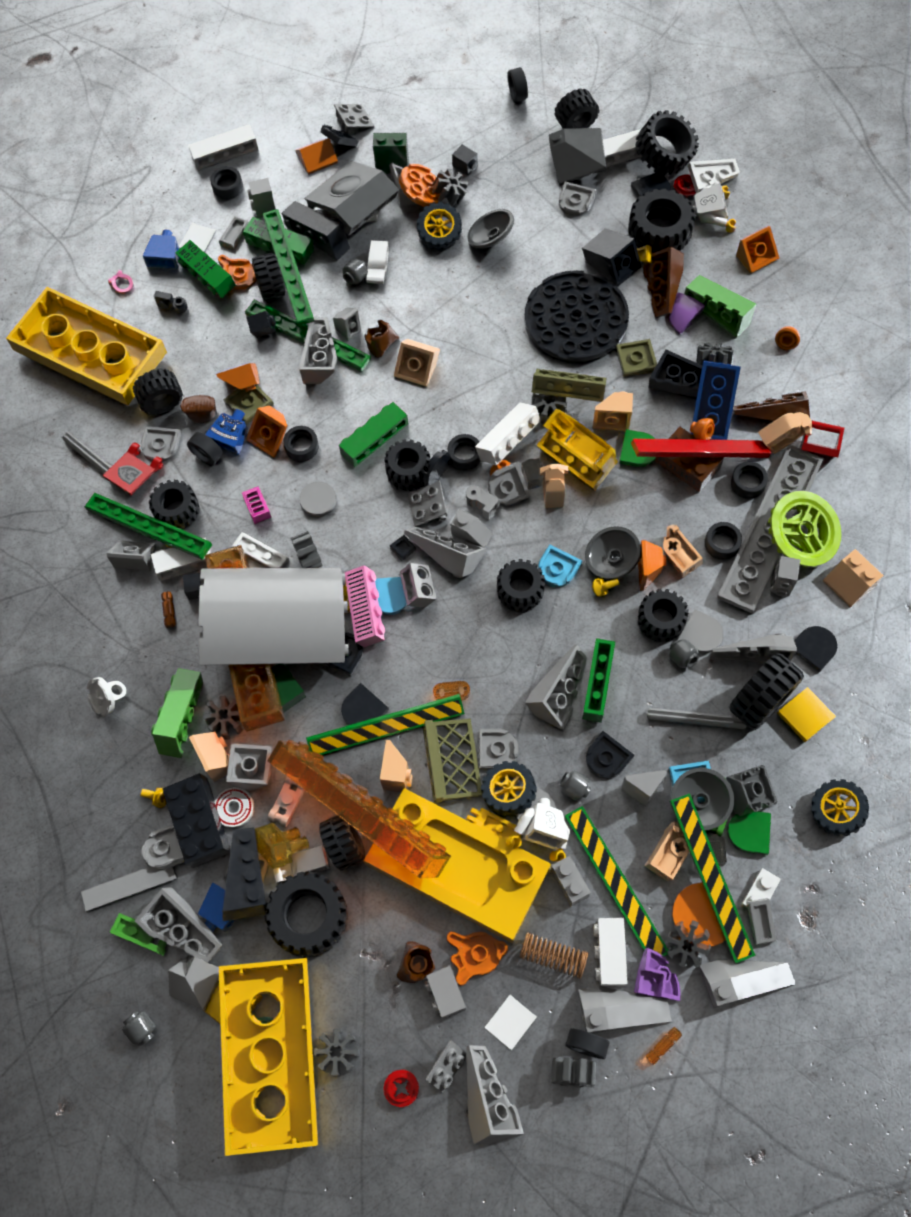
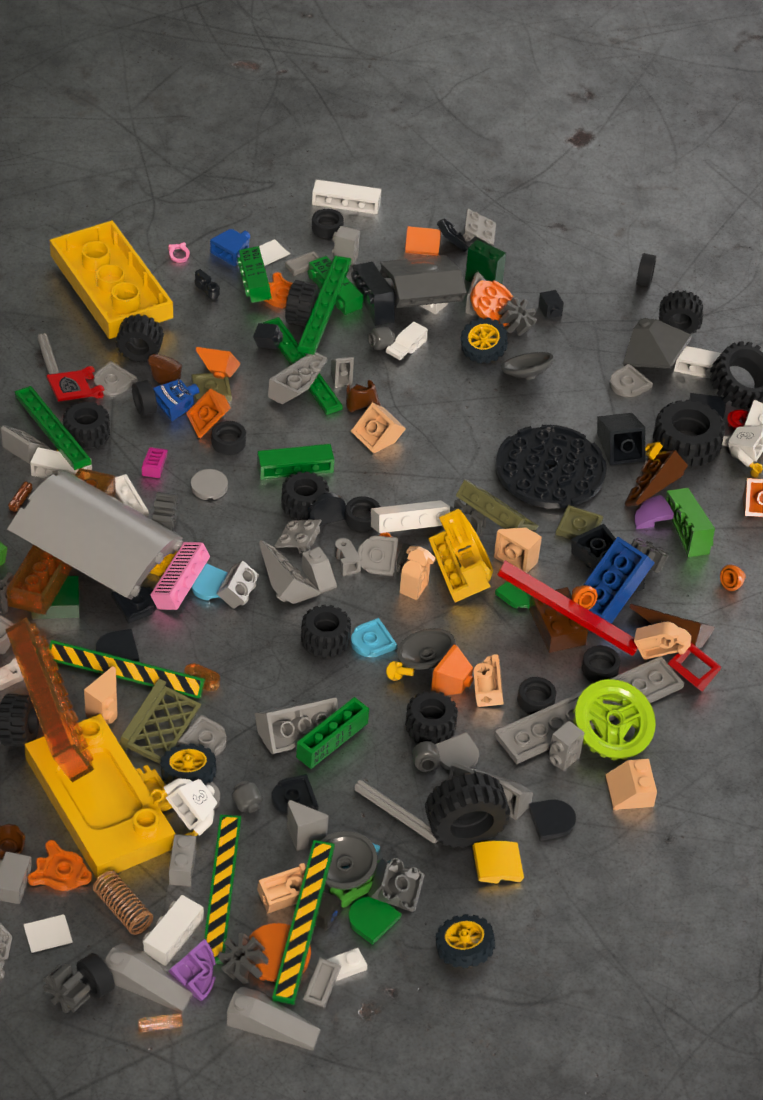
camera: 25 degrees right, 20 degrees down
(402, 547) = (251, 555): black tile -> none

